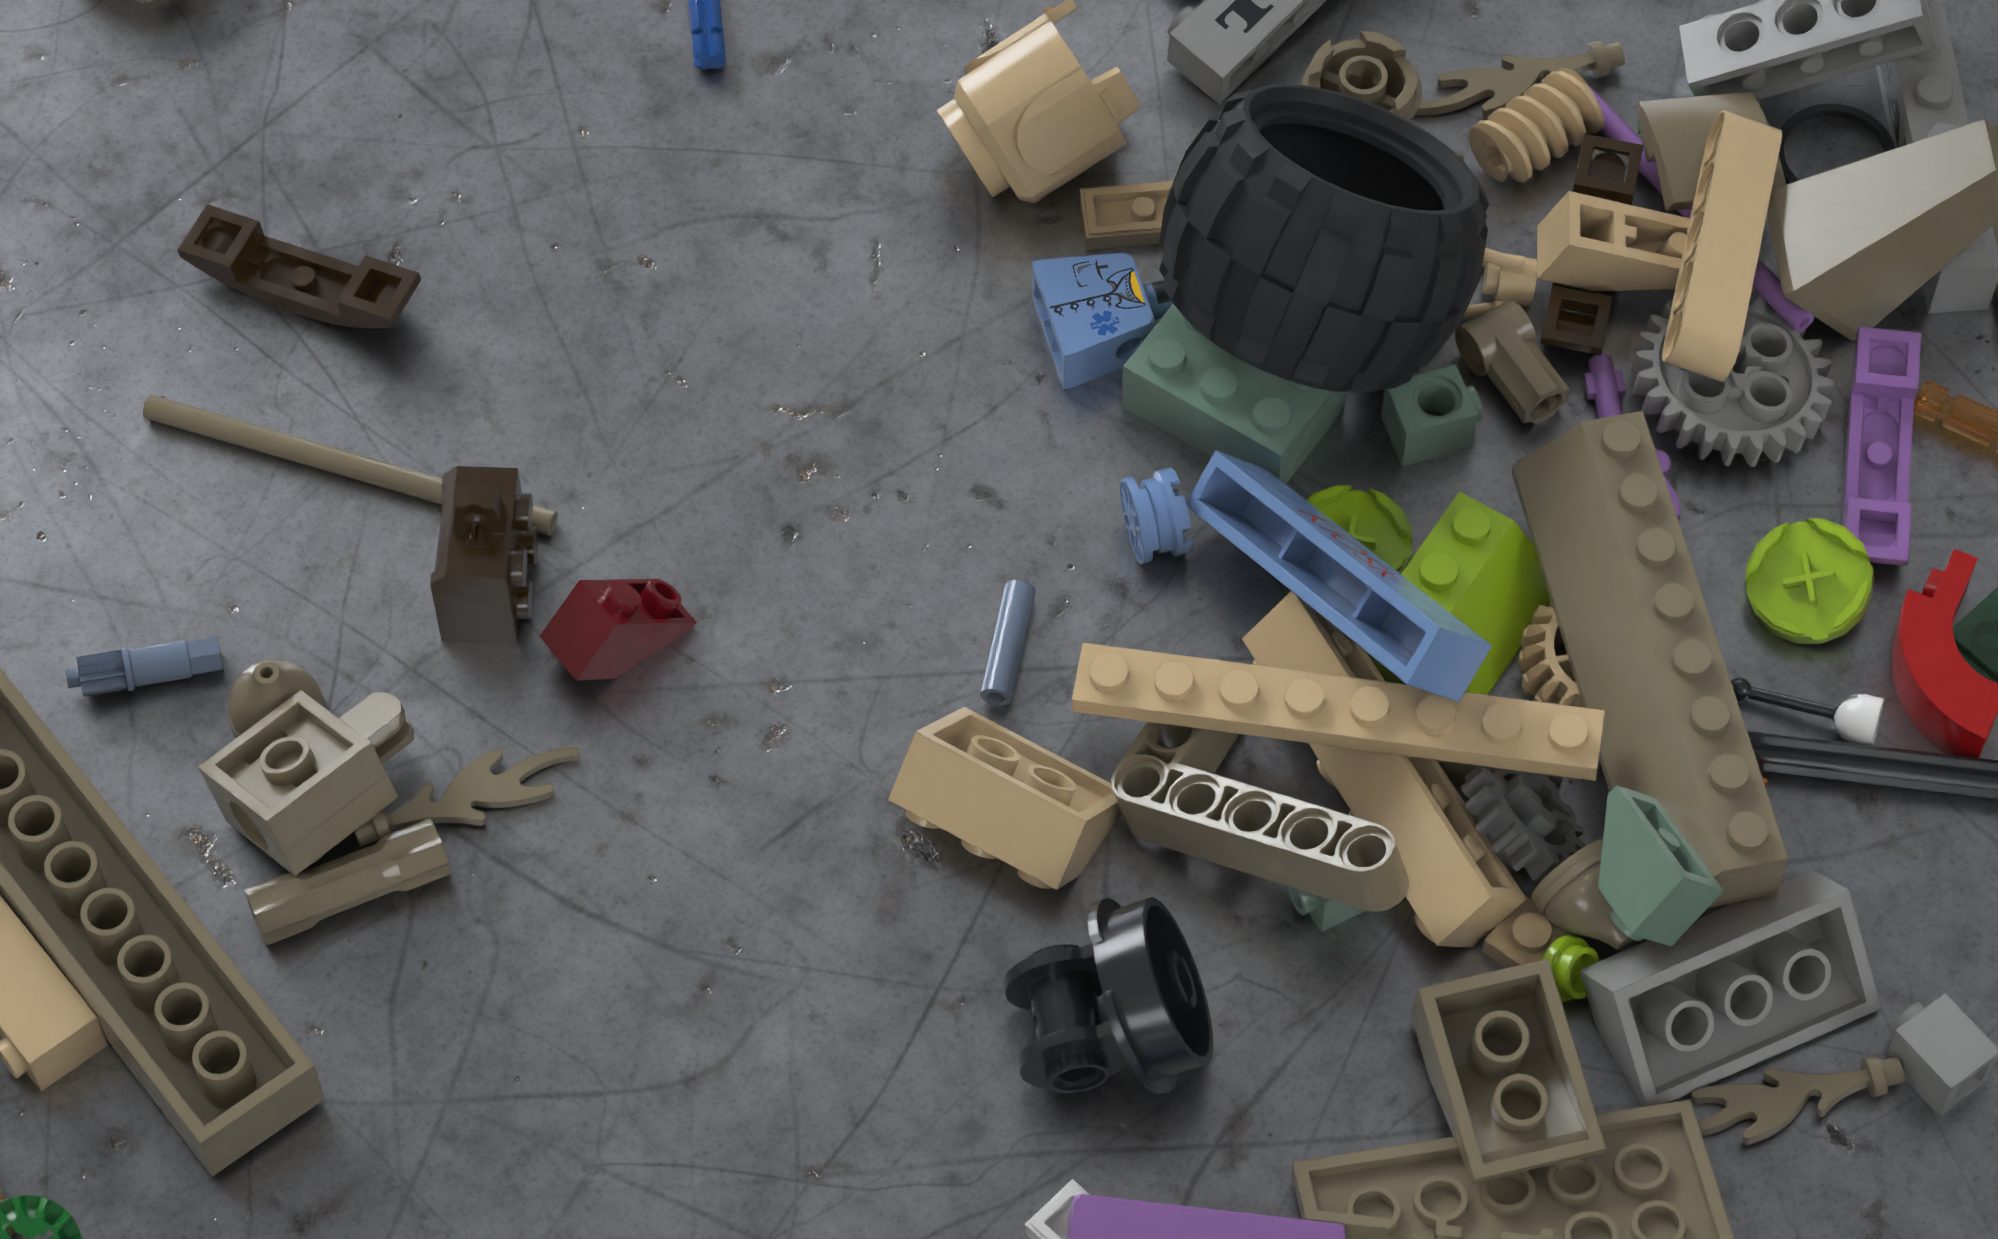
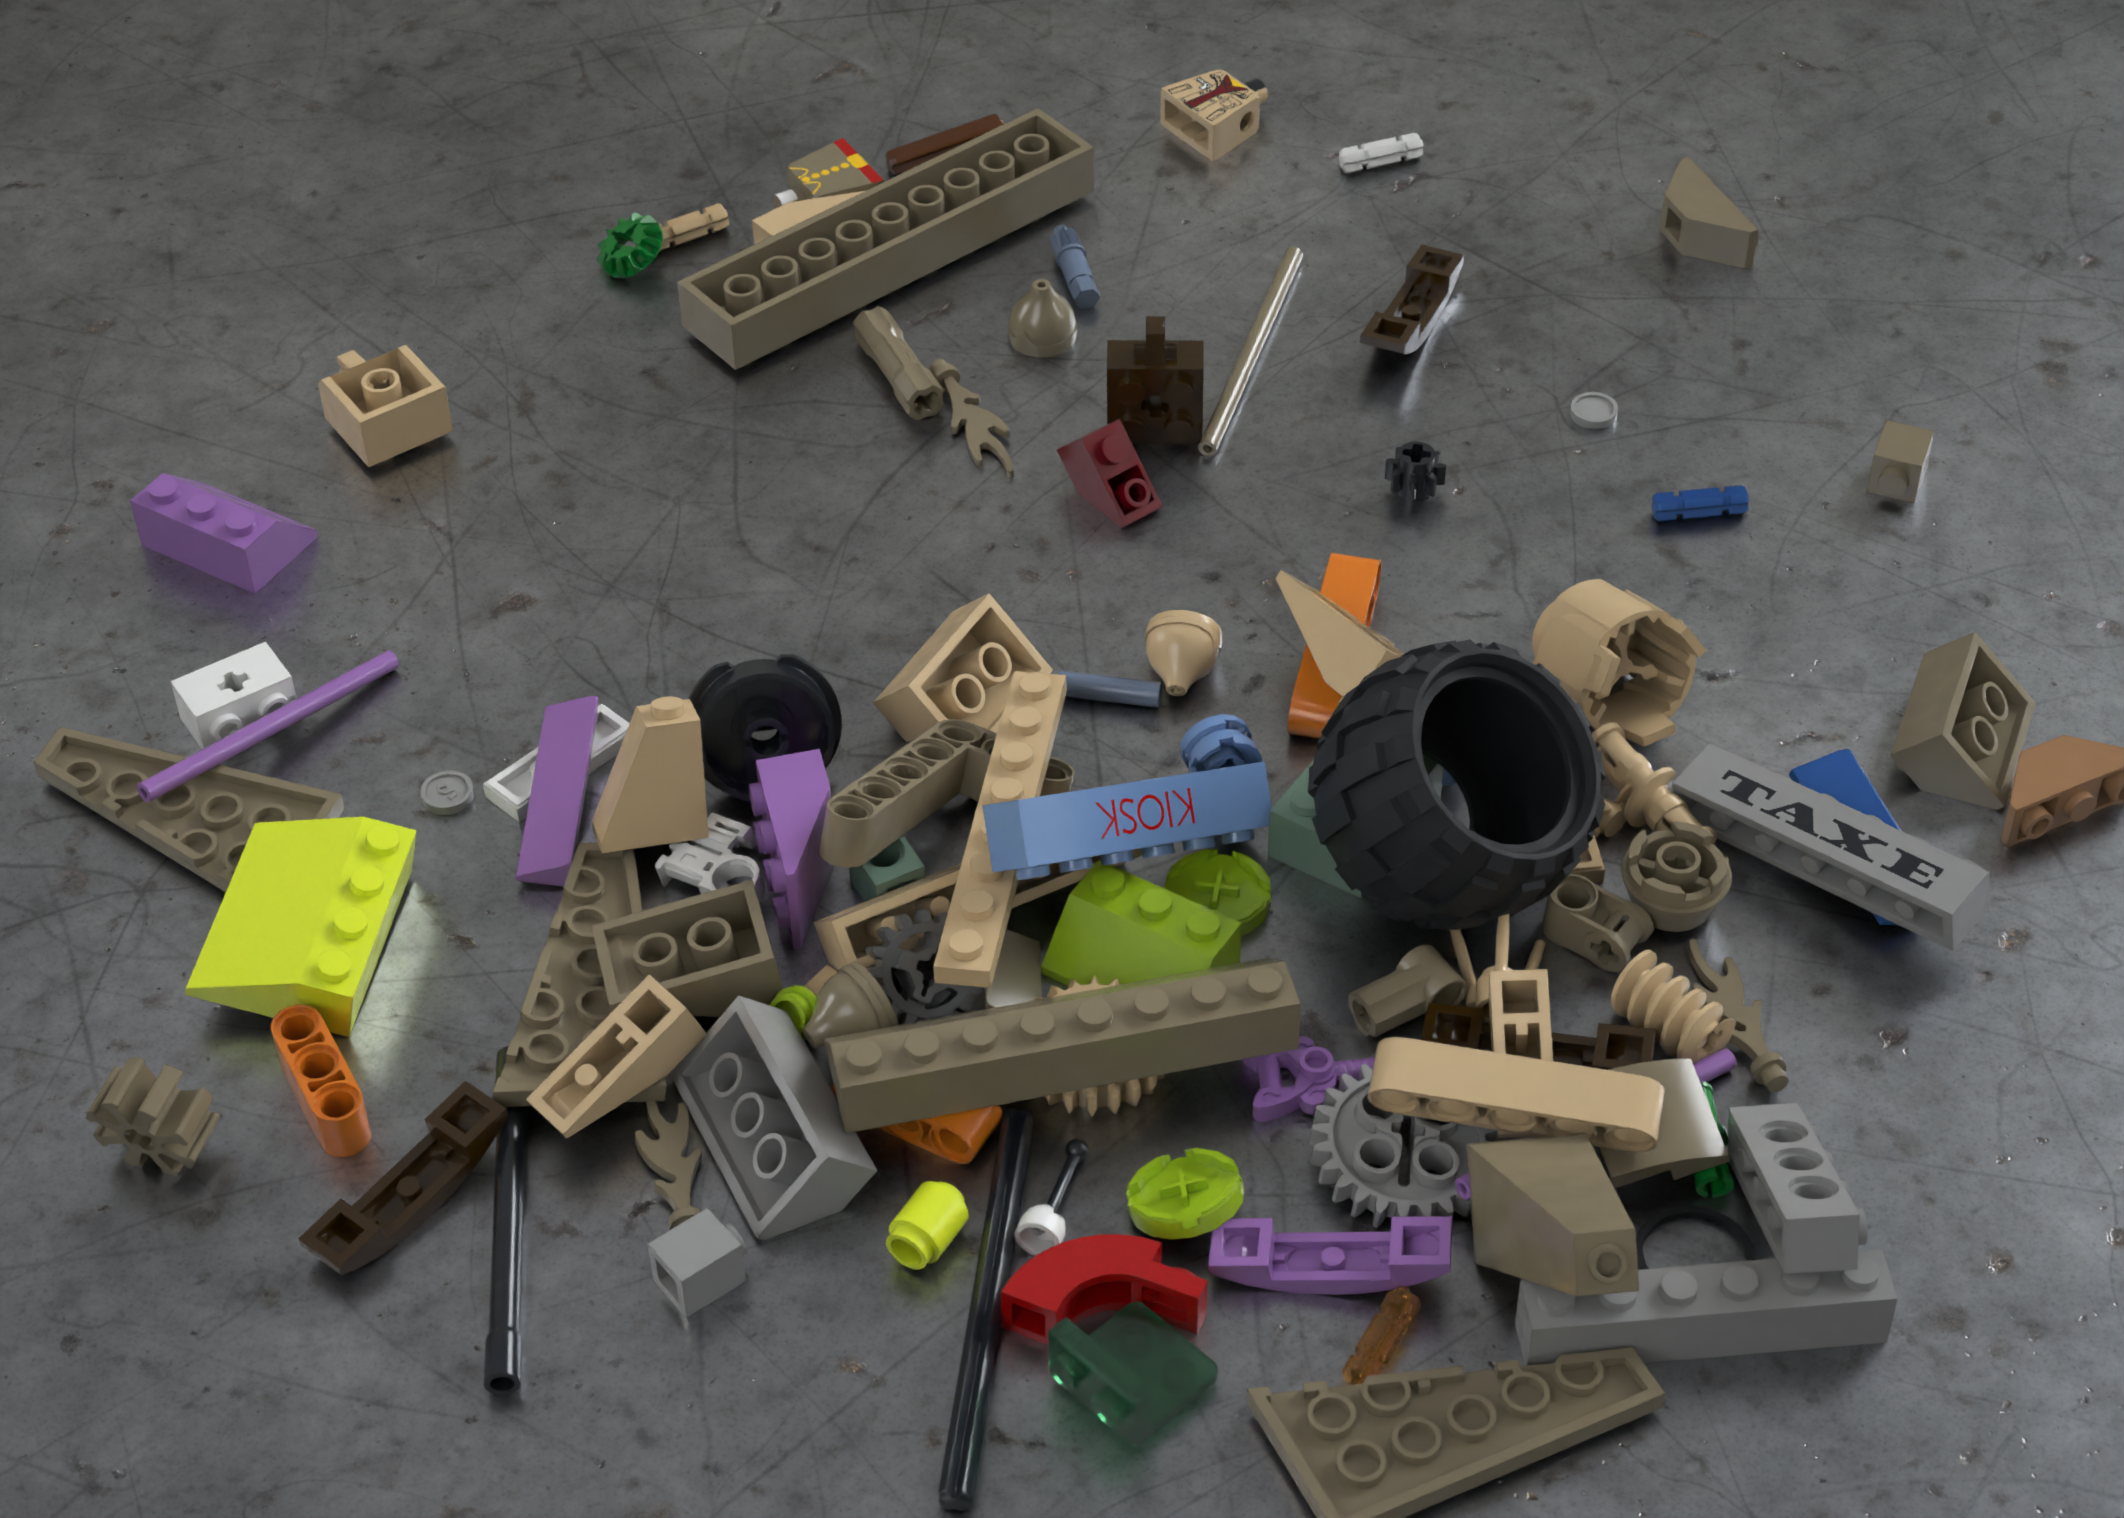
camera: 90 degrees right, 15 degrees down
(307, 776) = (964, 319): dark tan brick -> none
(510, 107) = (1594, 410): none -> light grey piece
(638, 291) = (1415, 471): none -> black gear
(953, 396) = (1354, 586): none -> orange beam
(969, 553) = (1182, 647): none -> tan helmet
(1070, 333) = (1335, 638): none -> tan wedge
(1185, 118) = (1641, 788): none -> tan piece
(1242, 1116) = (656, 781): none -> tan slope
(1319, 1086) = (715, 854): none -> white piece
(1324, 955) = (792, 806): none -> medium lavender slope
(1423, 436) = (1342, 933): sand green brick -> none
(1651, 870) = (847, 1007): sand green slope -> none
(1697, 1128) = (619, 1059): none -> tan slope
(1870, 826) = (927, 1224): none -> neon yellow brick

